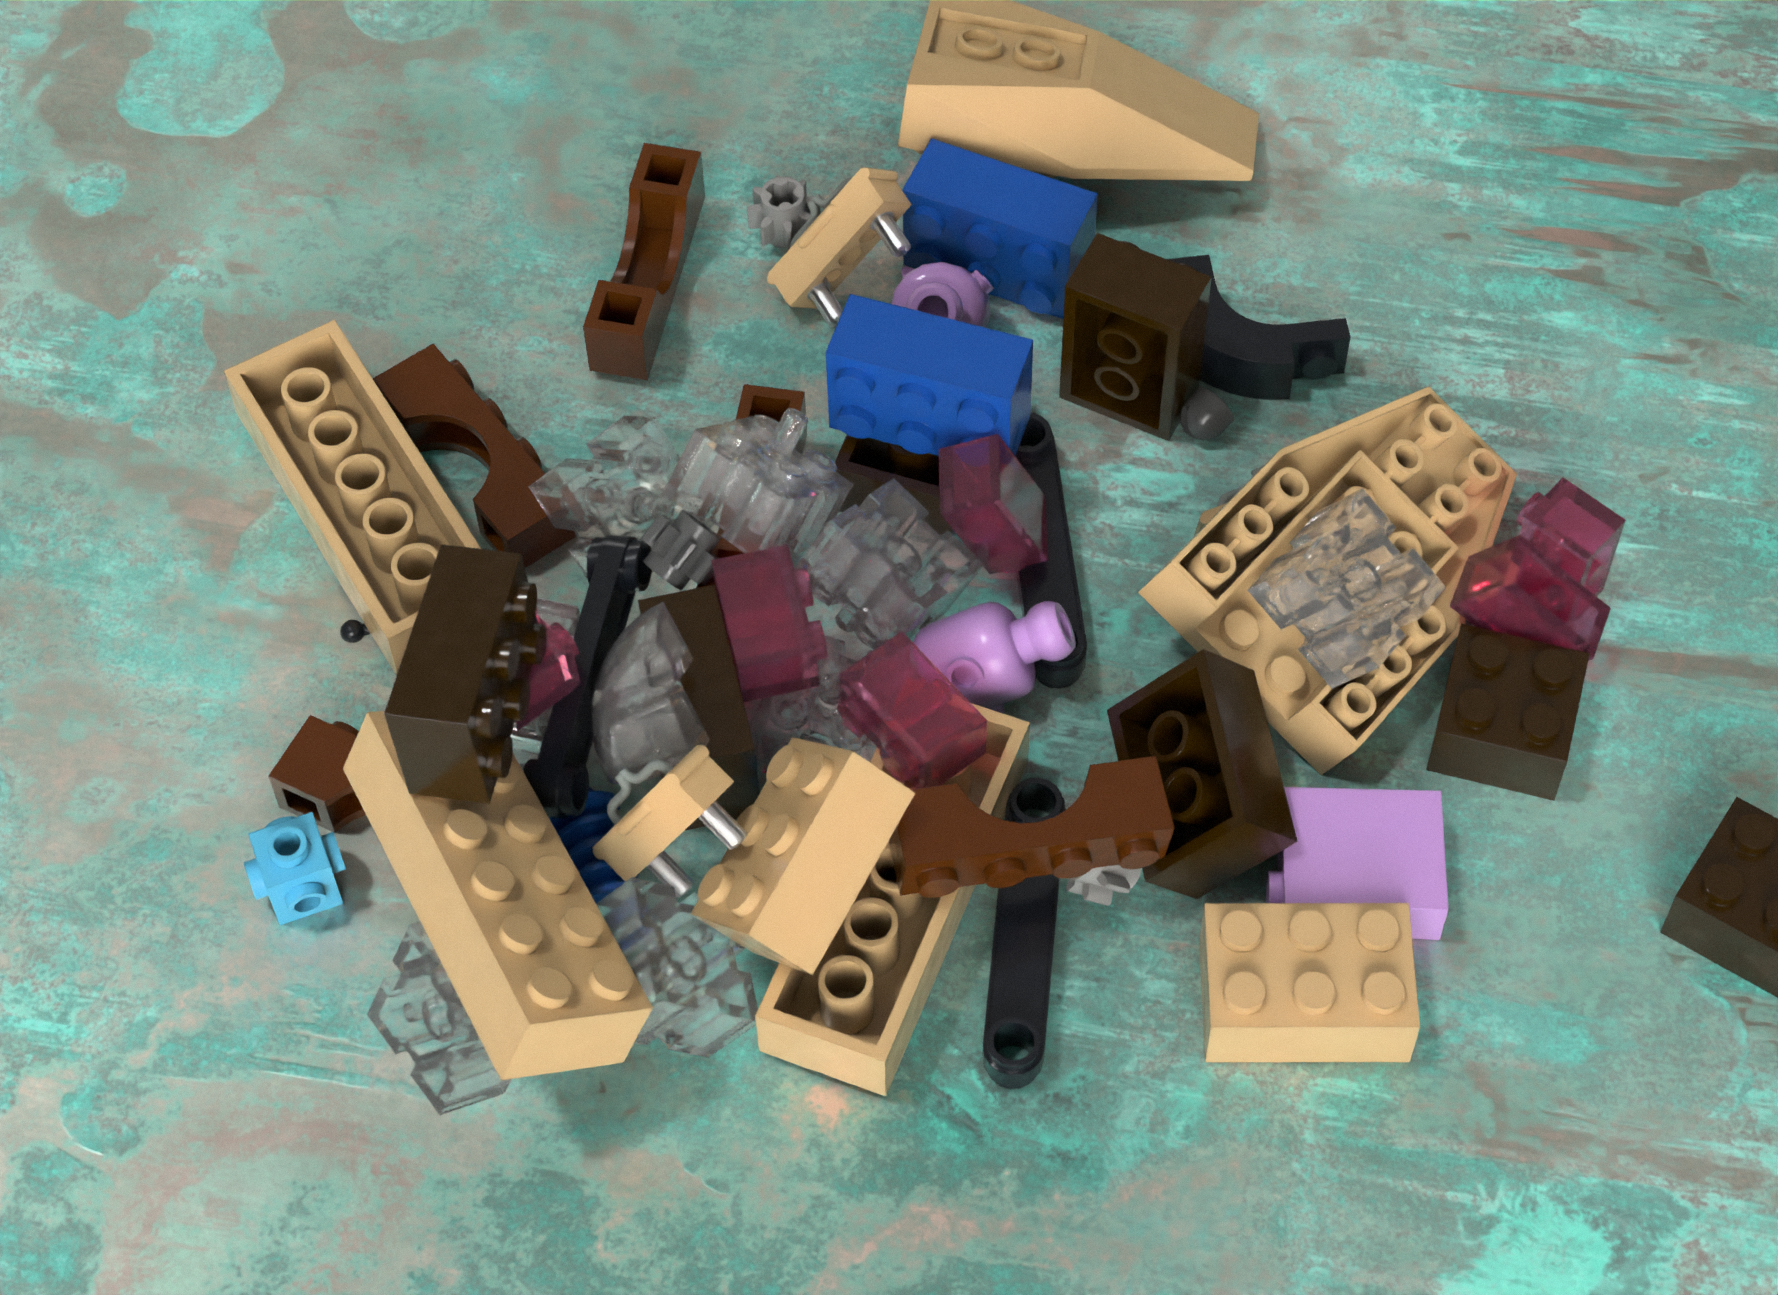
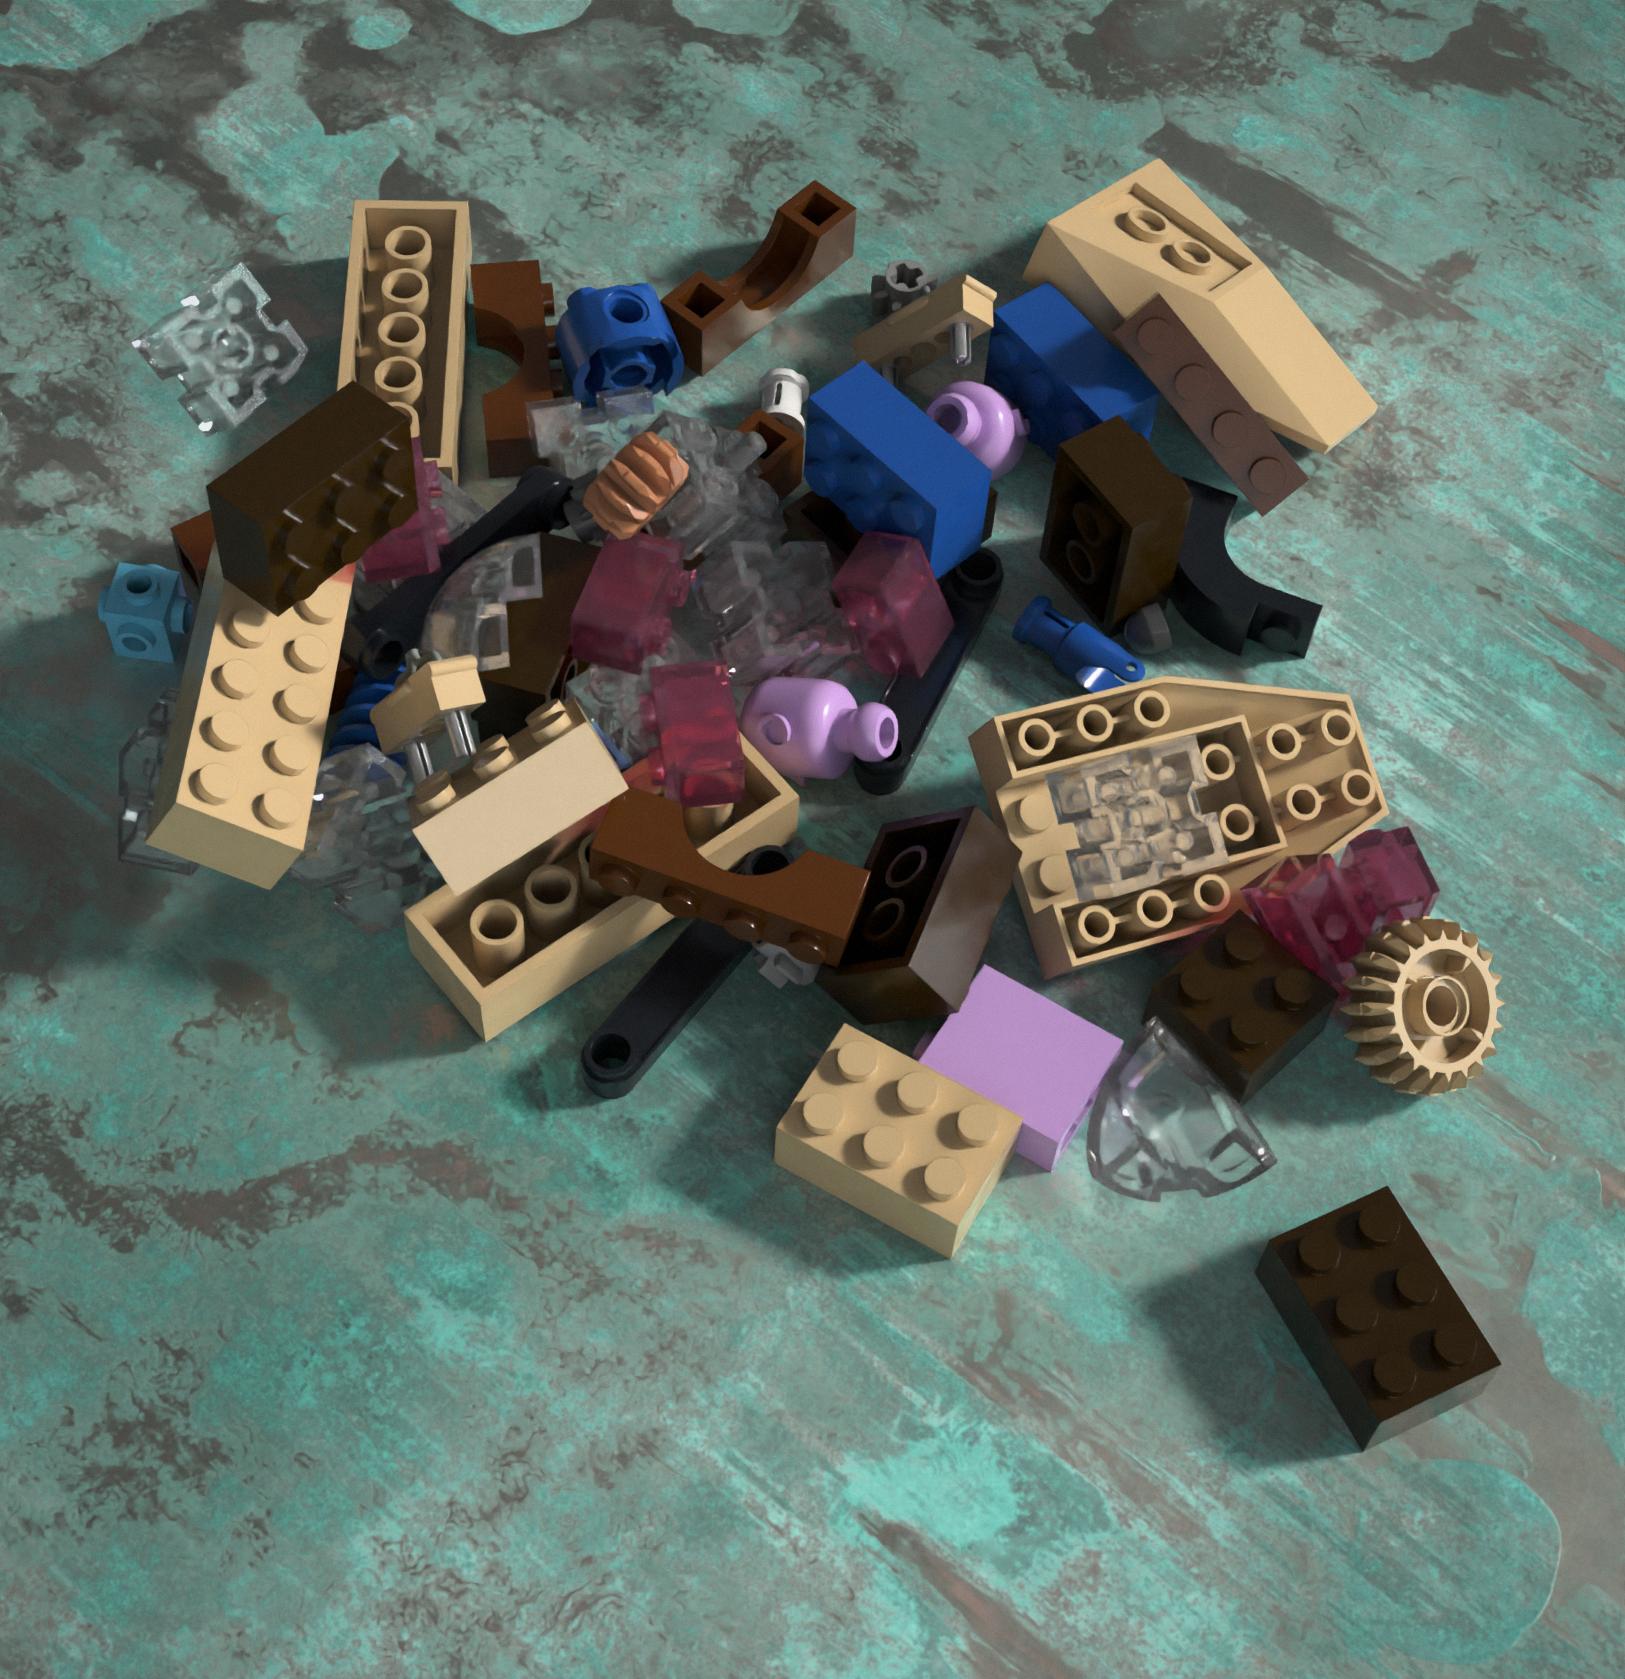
camera: 25 degrees right, 0 degrees up
(196, 578) = (223, 349): none -> clear brick
(566, 389) = (617, 342): none -> blue brick
(725, 512) = (635, 485): none -> nougat gear
(732, 370) = (787, 404): none -> white bush
(1140, 181) = (1209, 404): none -> reddish brown arch
(1162, 465) = (1076, 648): none -> blue piece
(1518, 843) = (1170, 1124): none -> clear brick
(1660, 627) = (1423, 1006): none -> tan gear

